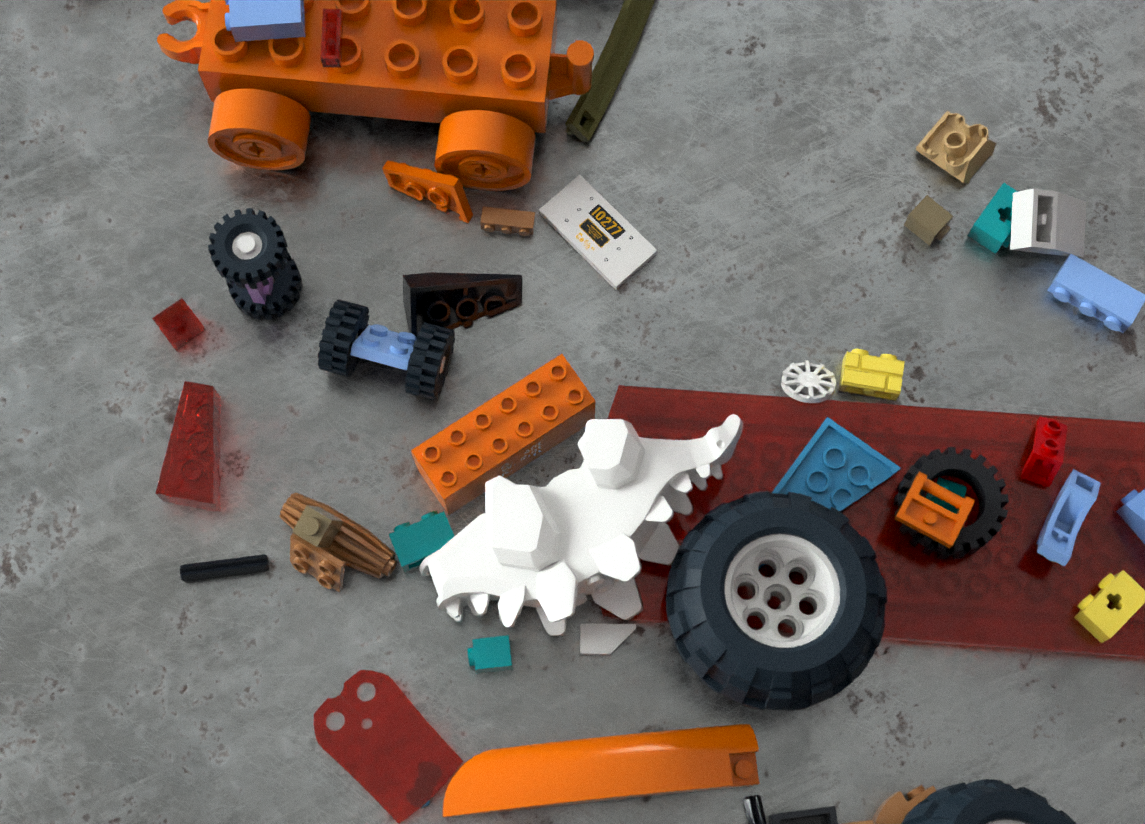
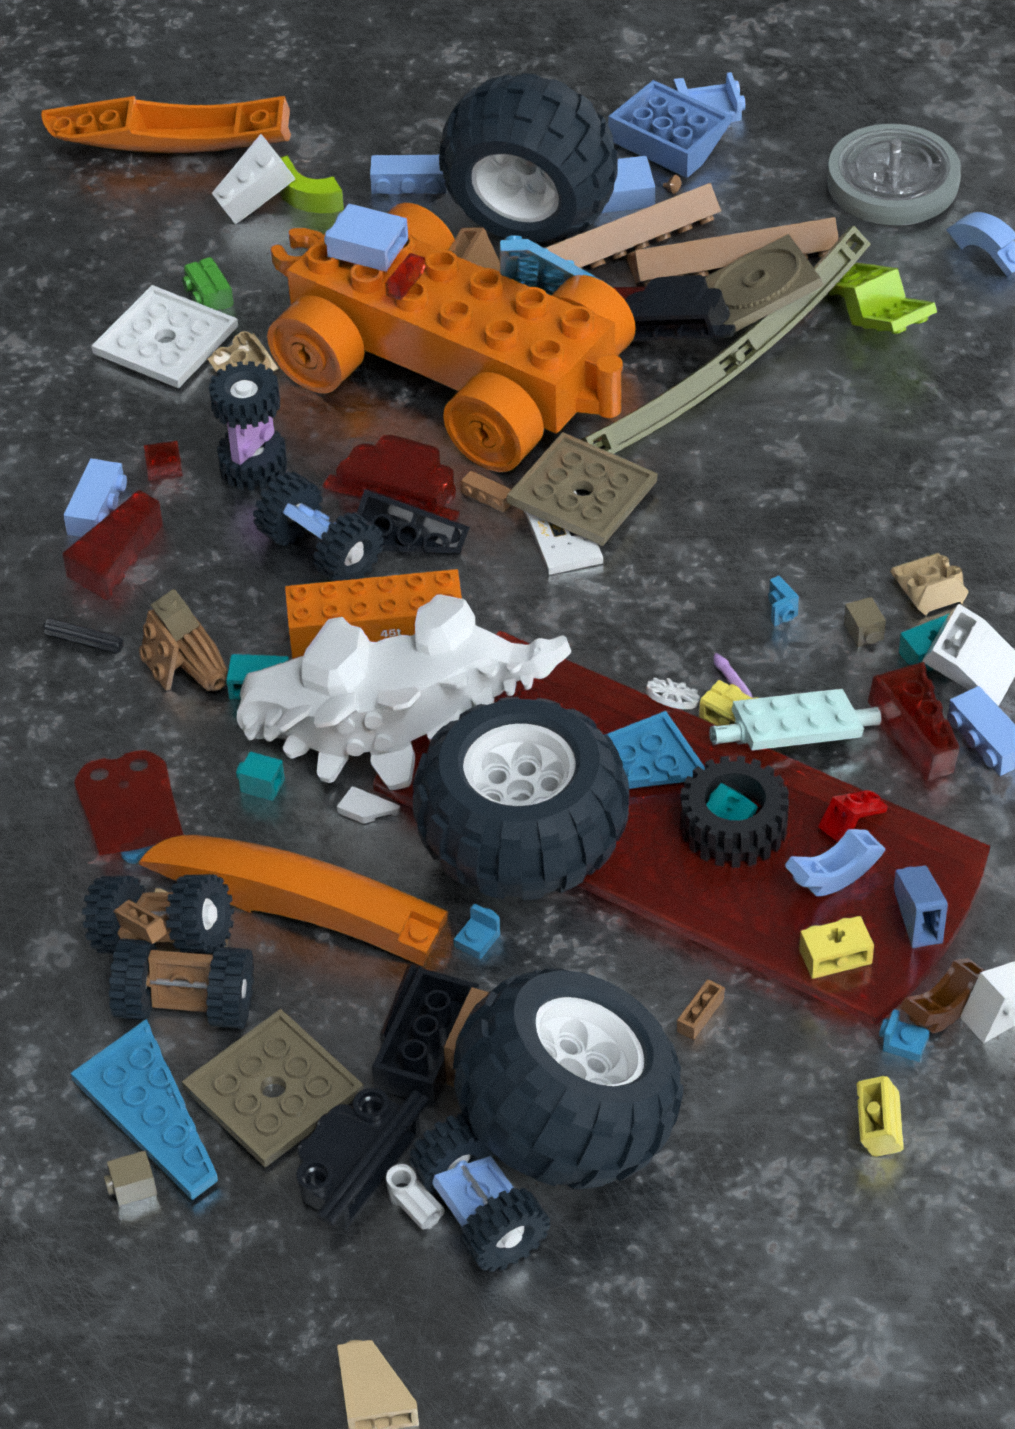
camera: 30 degrees right, 25 degrees down
(71, 144) = (162, 314): none -> white piece
(97, 89) = (207, 284): none -> bright green brick
(140, 402) = (94, 496): none -> light blue brick
(185, 168) = (245, 348): none -> tan slope
(419, 240) = (399, 470): none -> clear red brick
(420, 183) = (434, 433): orange wing -> none
(619, 158) = (574, 465): none -> dark tan piece
(784, 731) = (478, 932): none -> dark azure bracket
(829, 324) = (723, 665): none -> lavender piece
(845, 226) = (783, 601): none -> dark azure bracket
(930, 517) = (700, 796): orange plate -> none
(938, 369) = (795, 720): none -> light aqua plate
(1018, 715) = (700, 1009): none -> medium nougat piece
(1036, 314) = (916, 719): none -> clear red wedge

